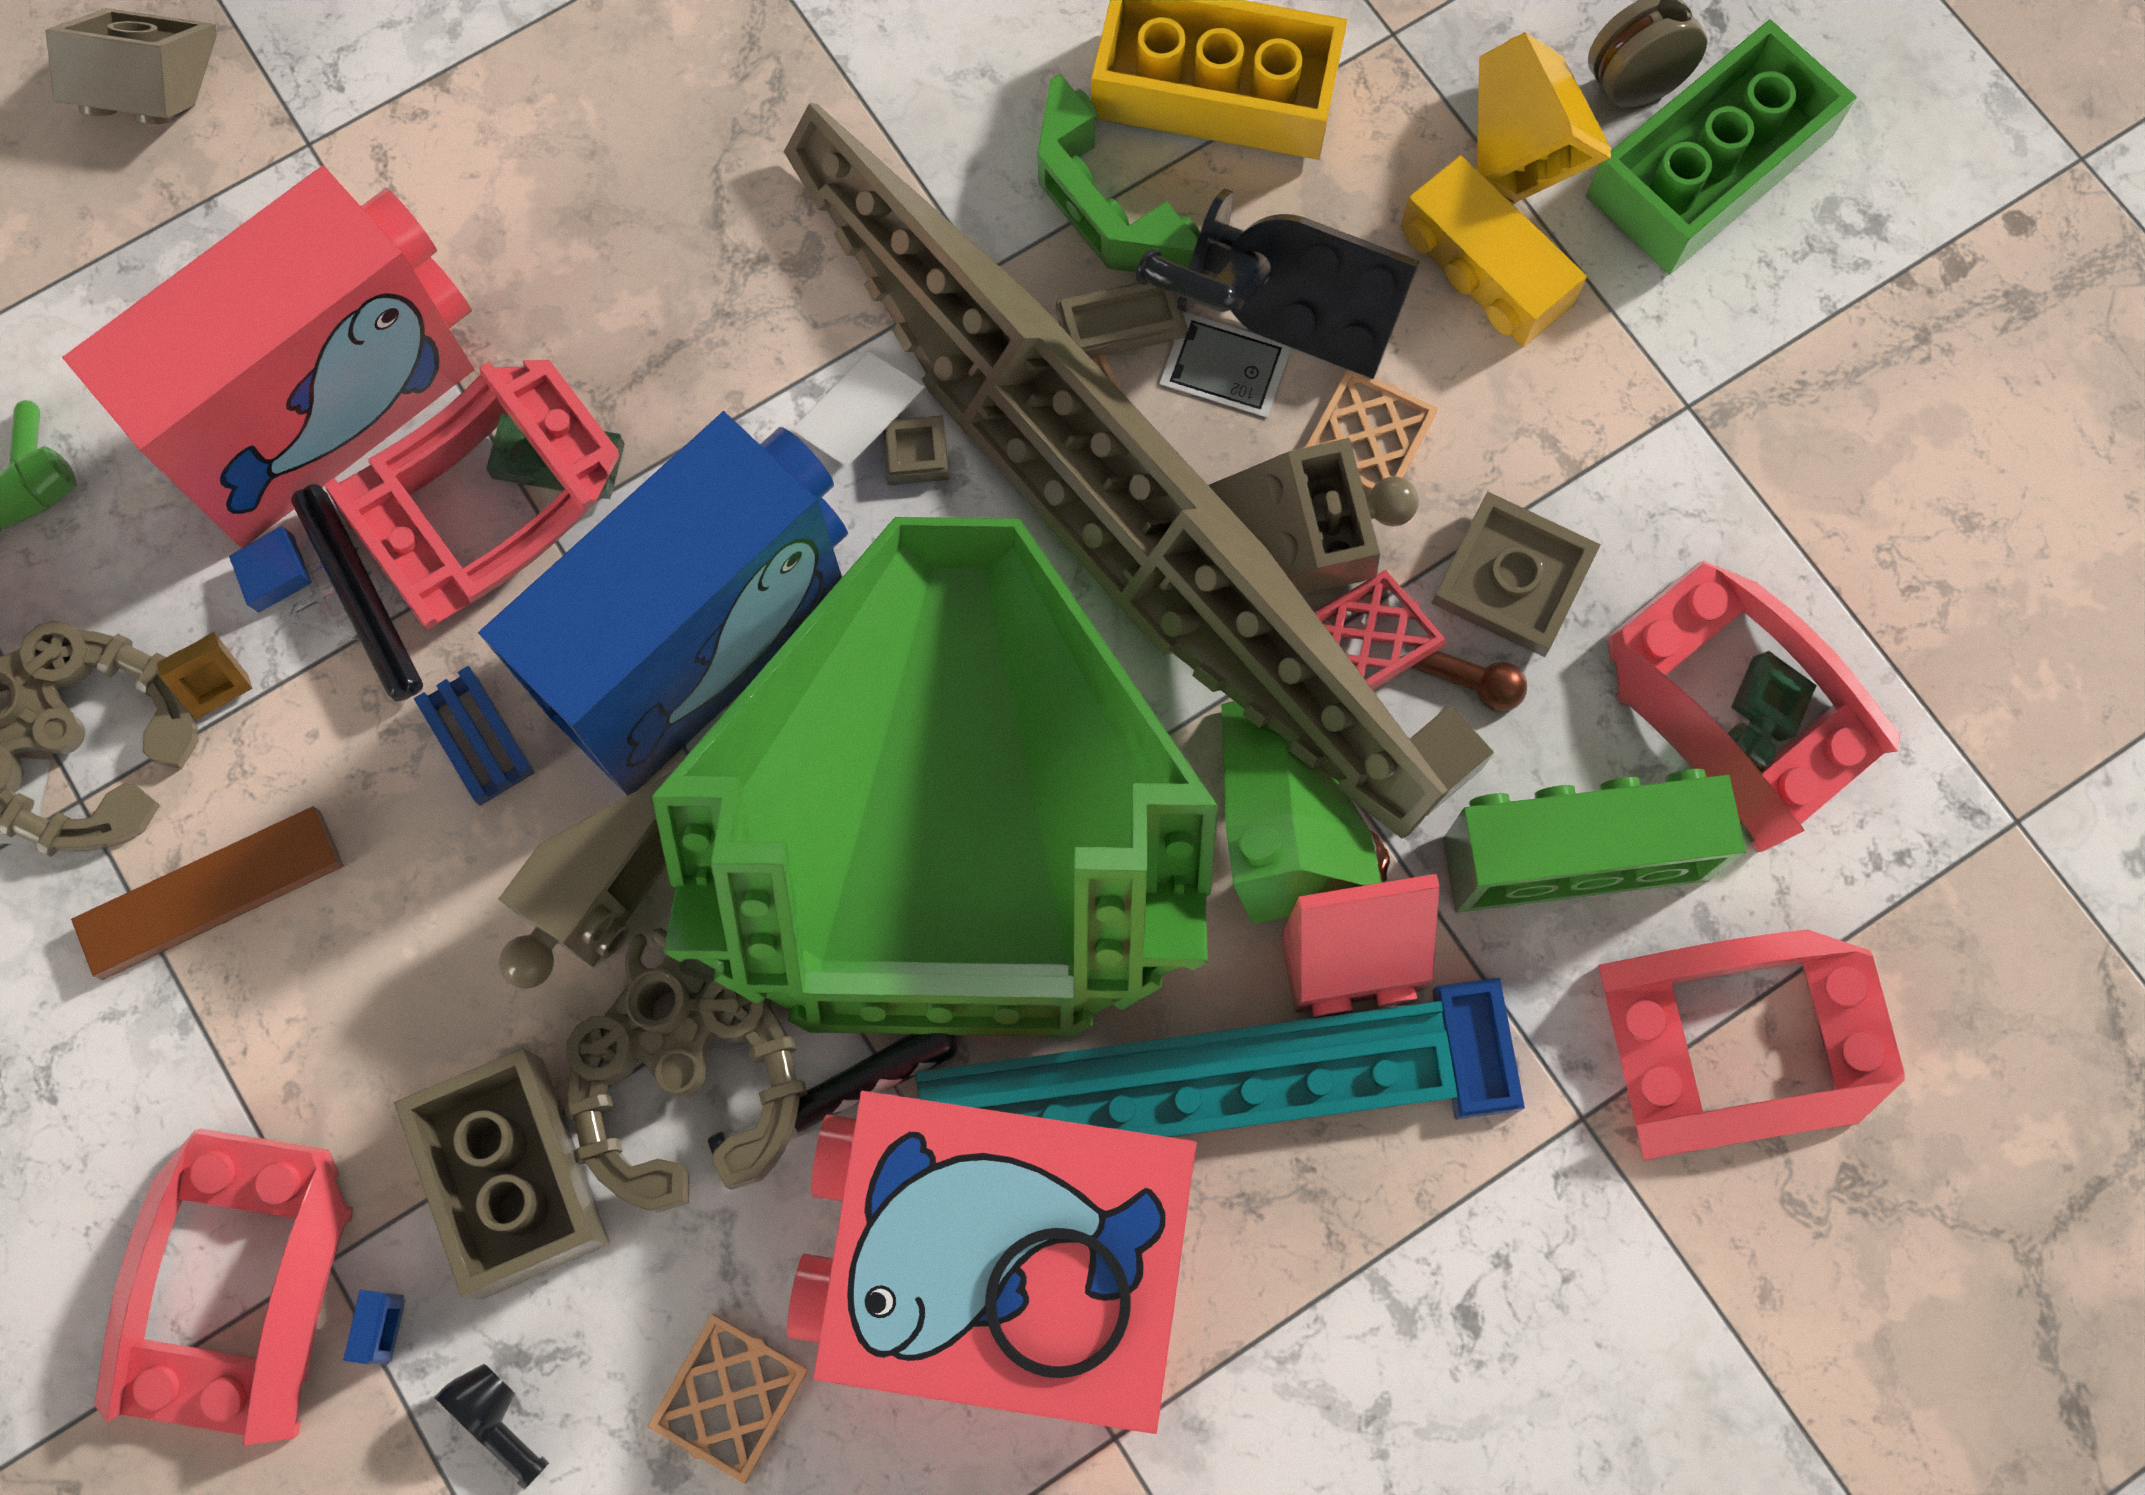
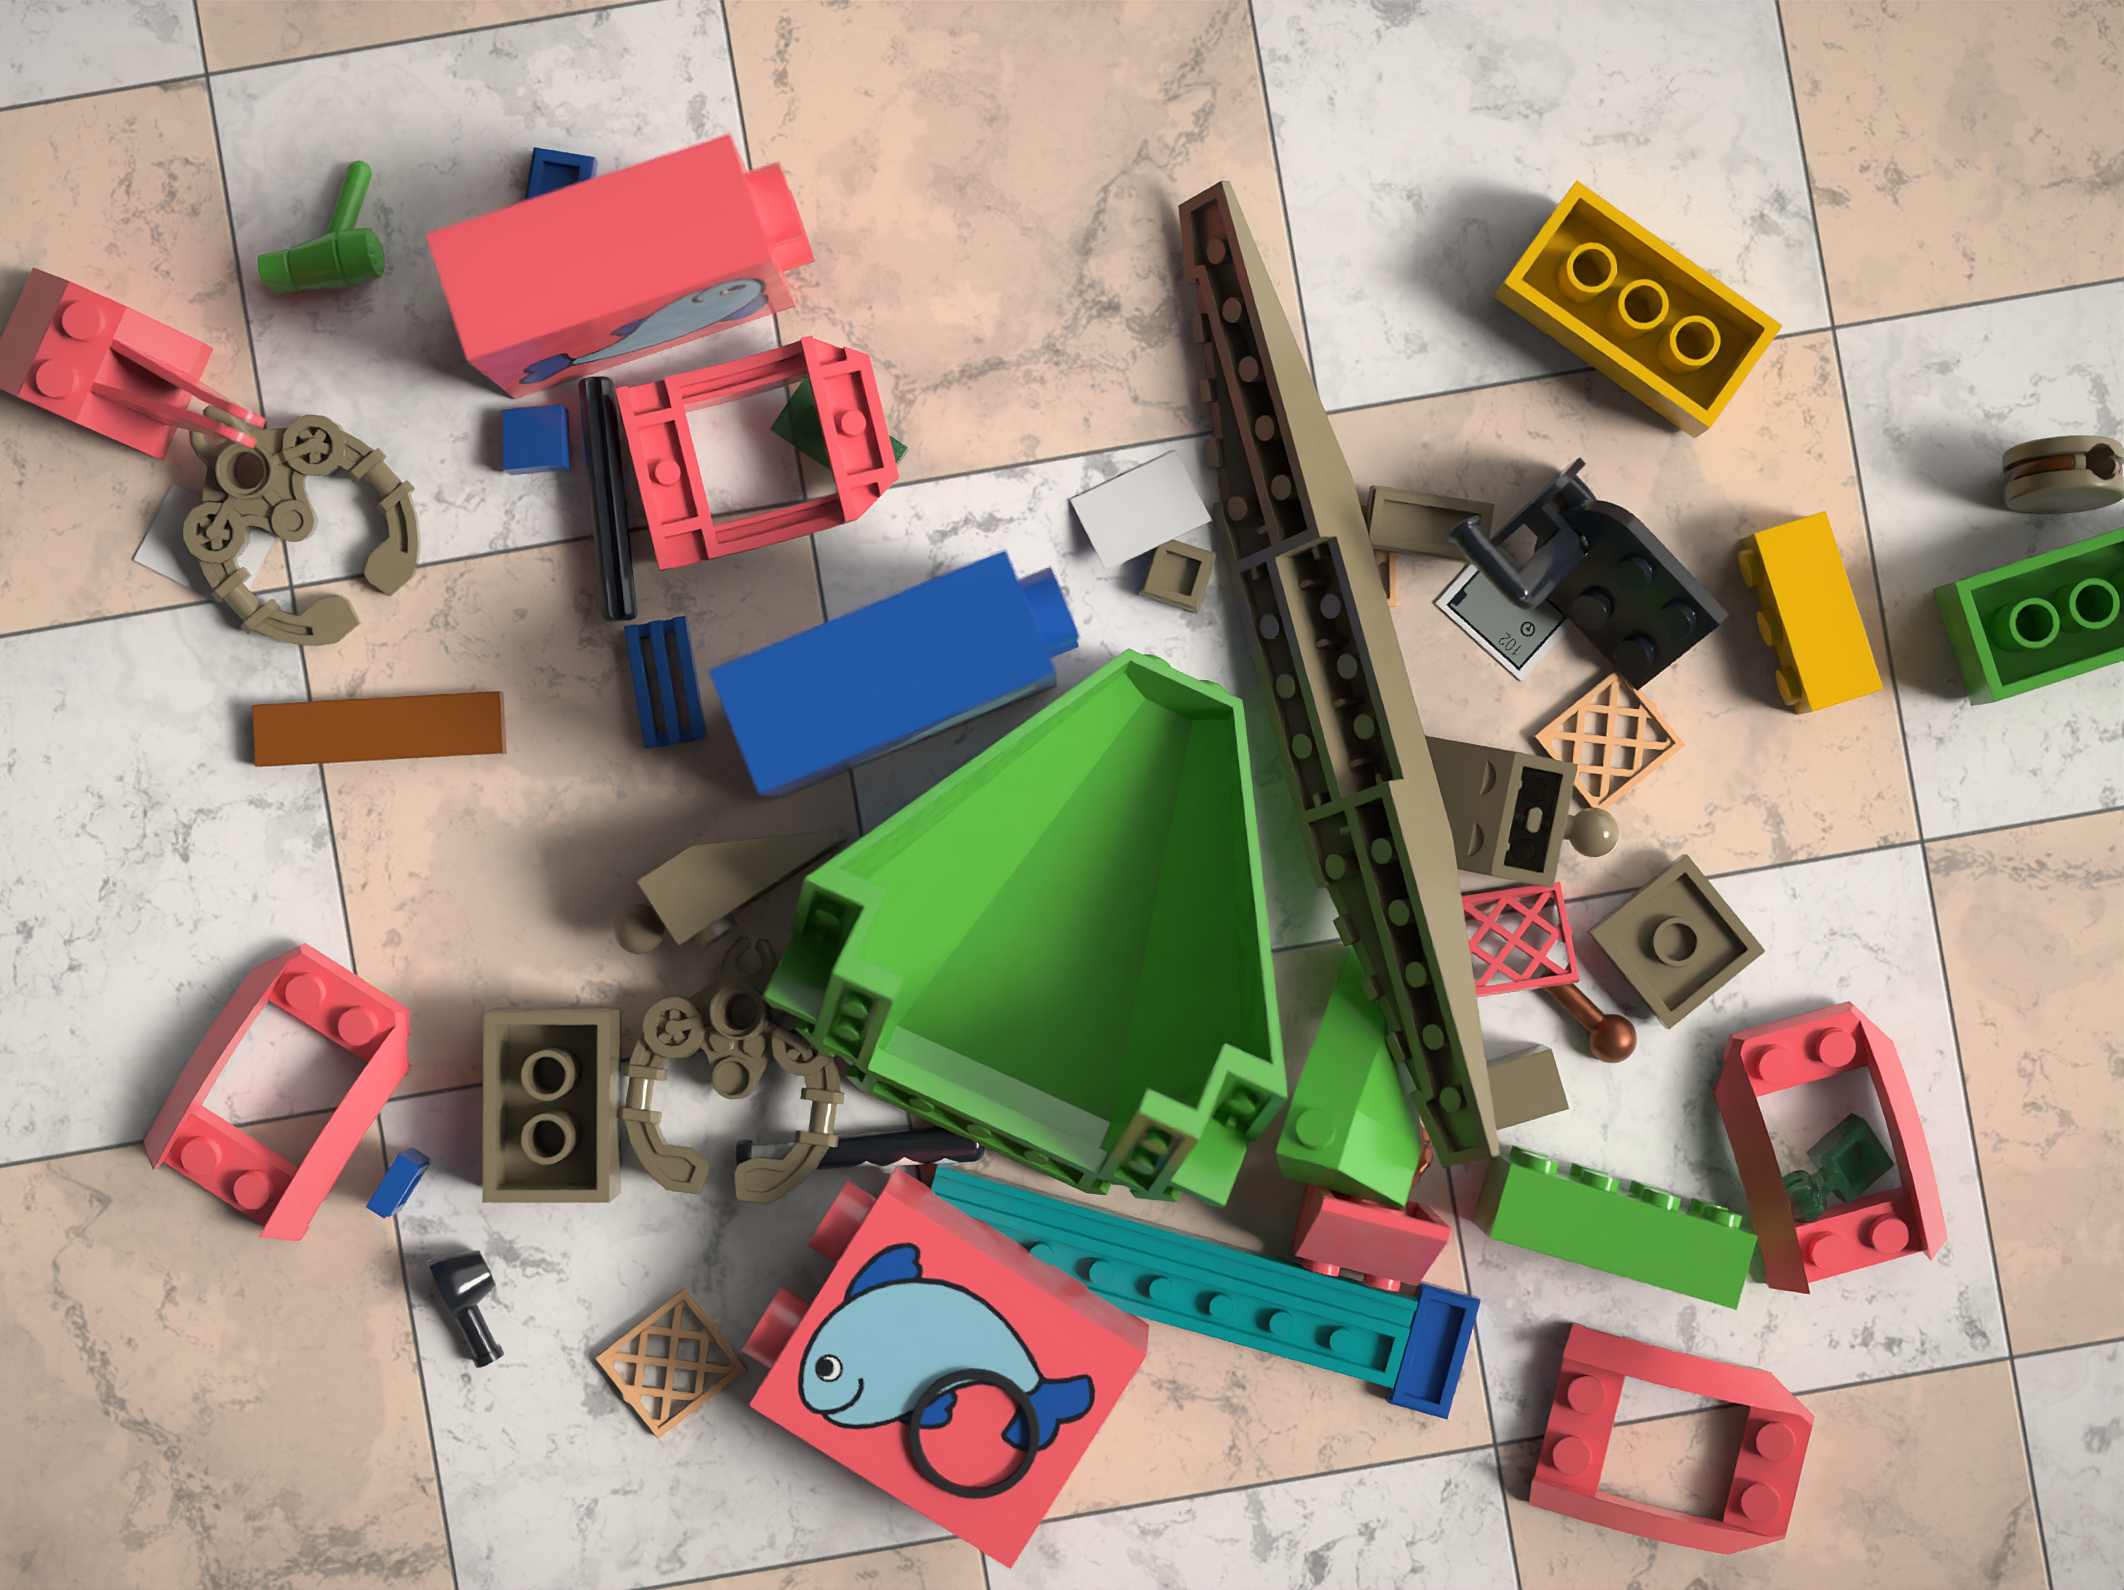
camera: 20 degrees right, 15 degrees up
(204, 675) = (442, 522): pearl gold tile -> none
(1102, 223) = (1497, 466): bright green slope -> none
(1533, 120) = (1916, 498): yellow slope -> none

